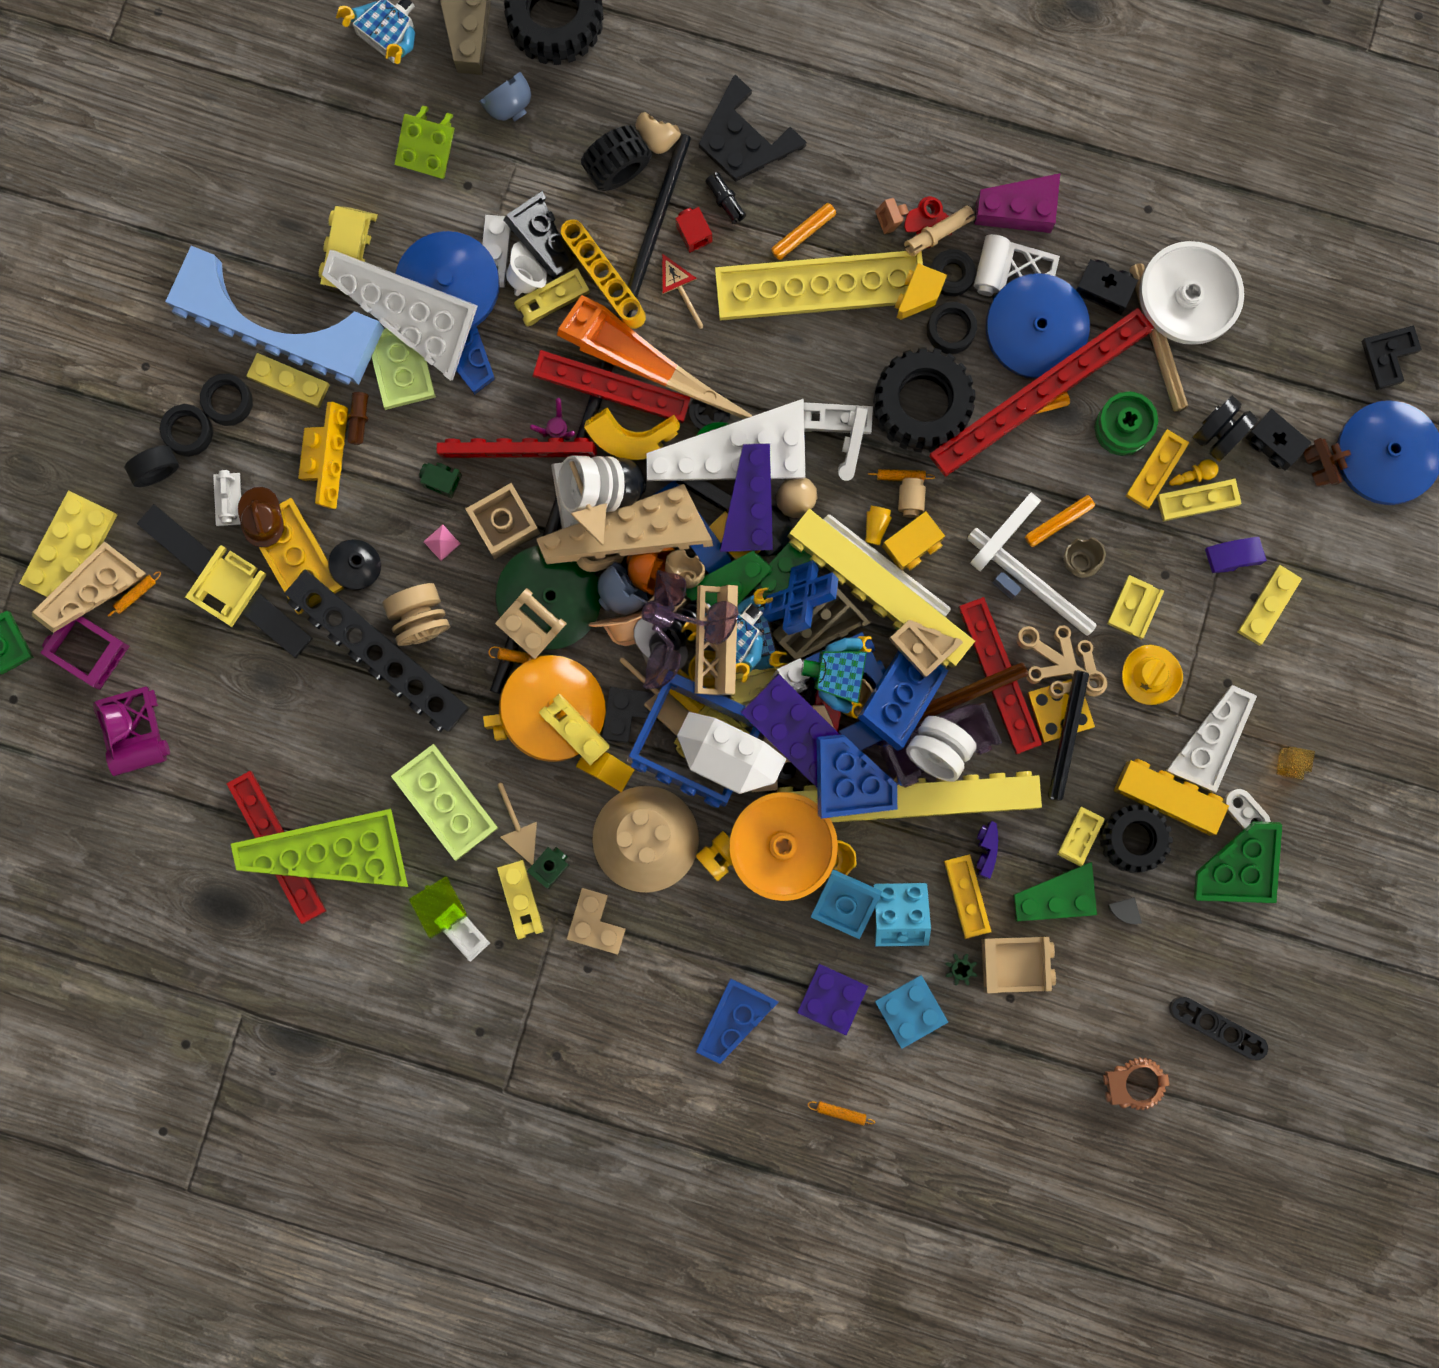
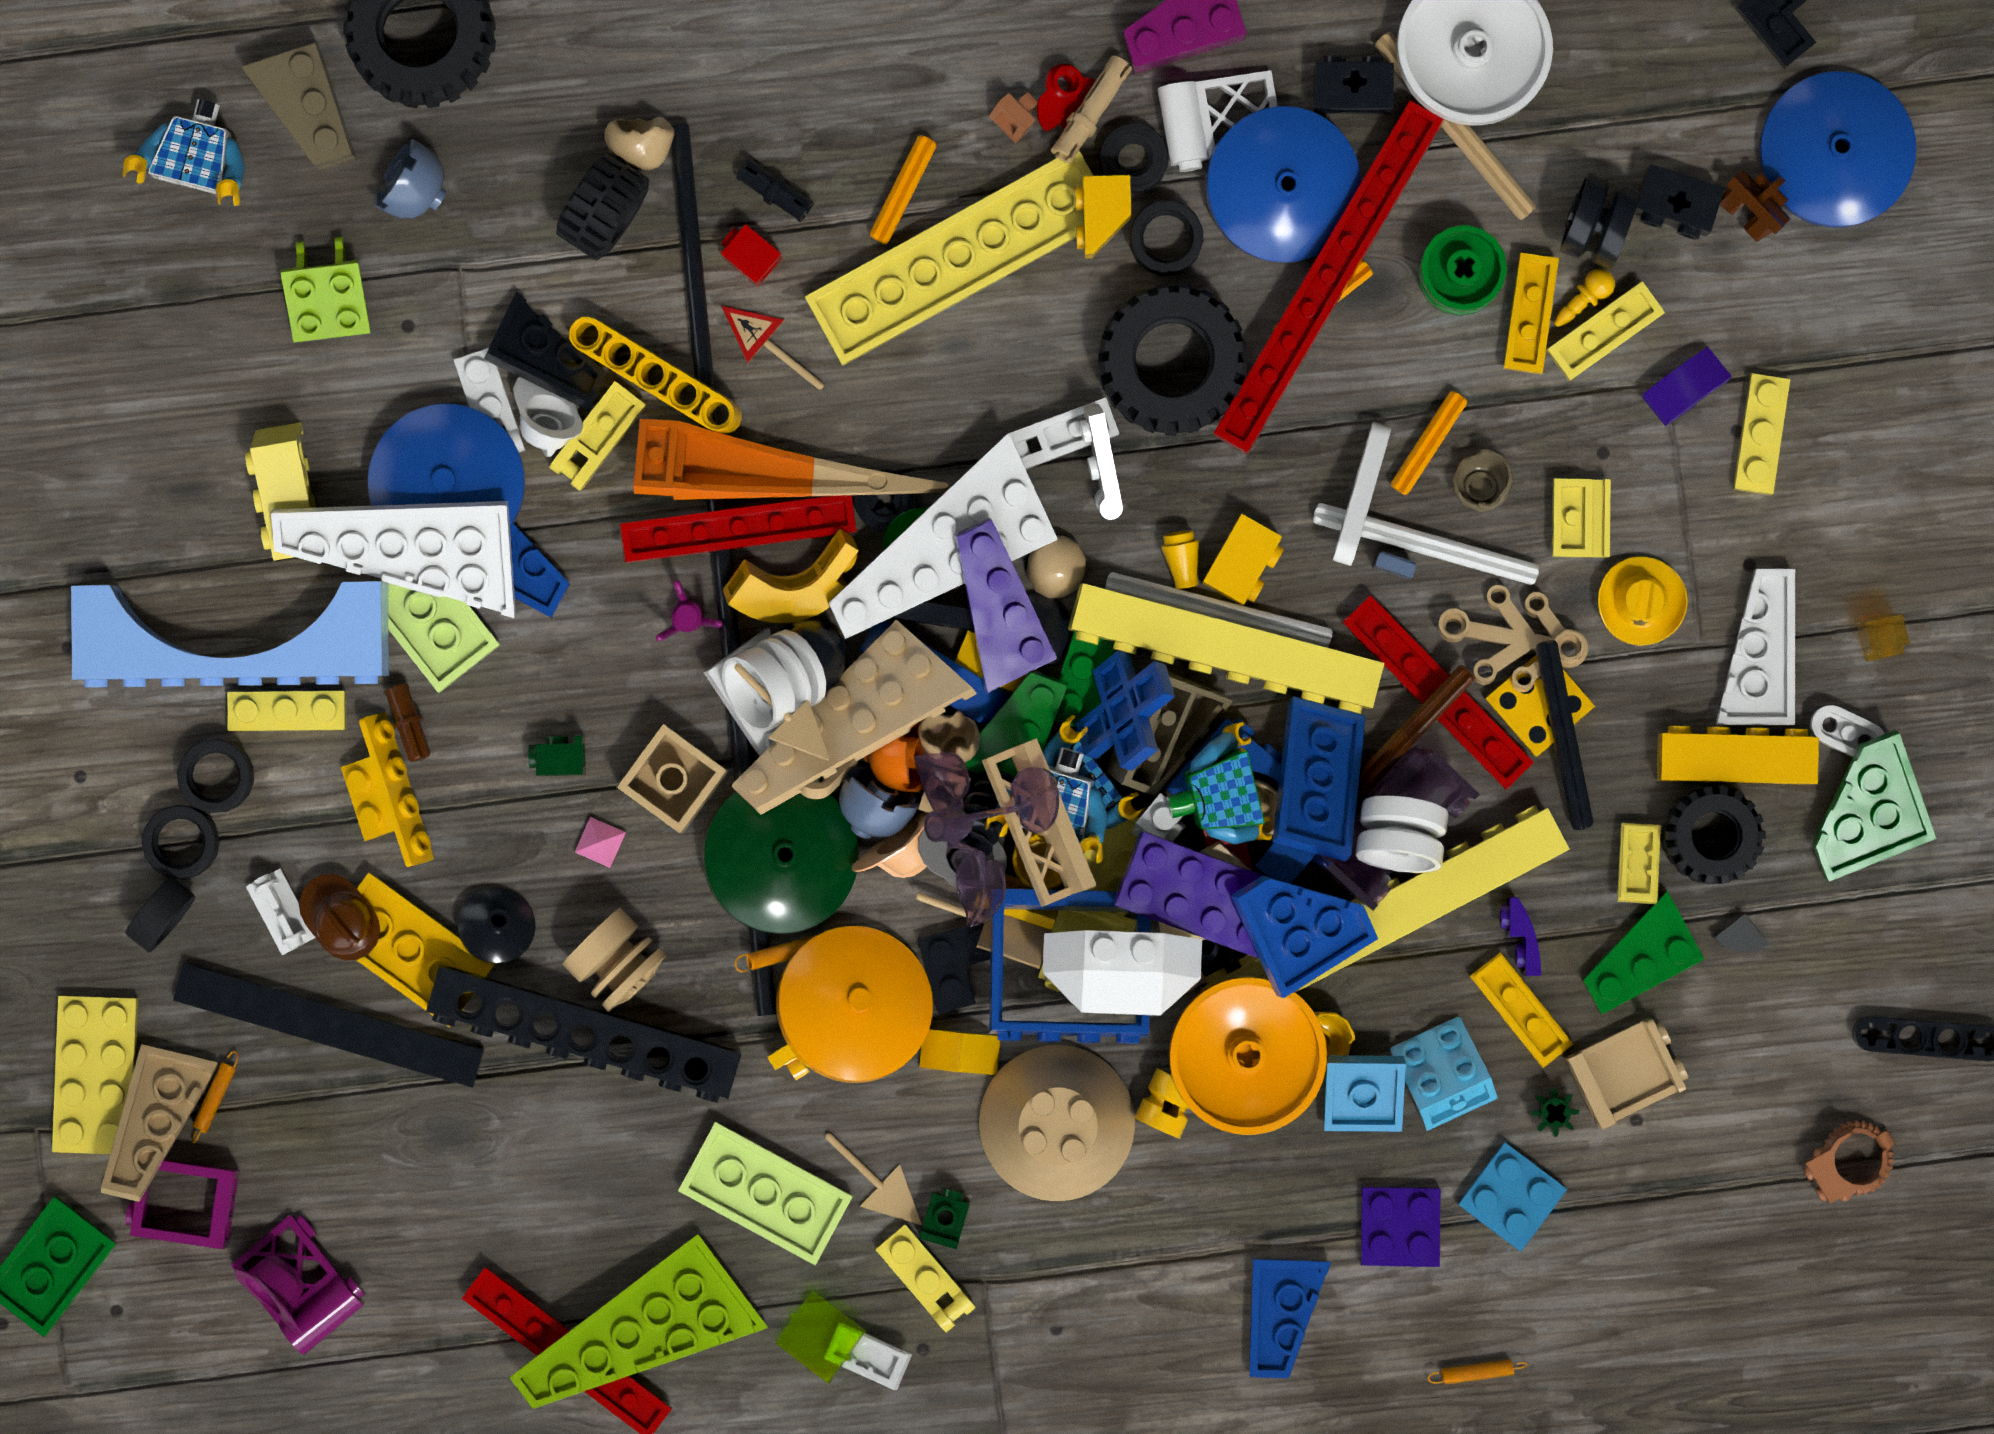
camera: 25 degrees left, 5 degrees up
(229, 582) = (338, 1026): light yellow container -> none
(507, 449) = (661, 663): red plate -> none
(524, 629) = (772, 916): tan plate -> none
(575, 729) = (900, 1022): light yellow plate -> none
(587, 924) = (1032, 1275): tan plate -> none
(736, 144) = (754, 104): black wing -> none
(899, 475) = (1186, 474): light orange piece -> none
(912, 497) = (1214, 500): tan brick -> none
(923, 646) = (1319, 702): tan wing -> none

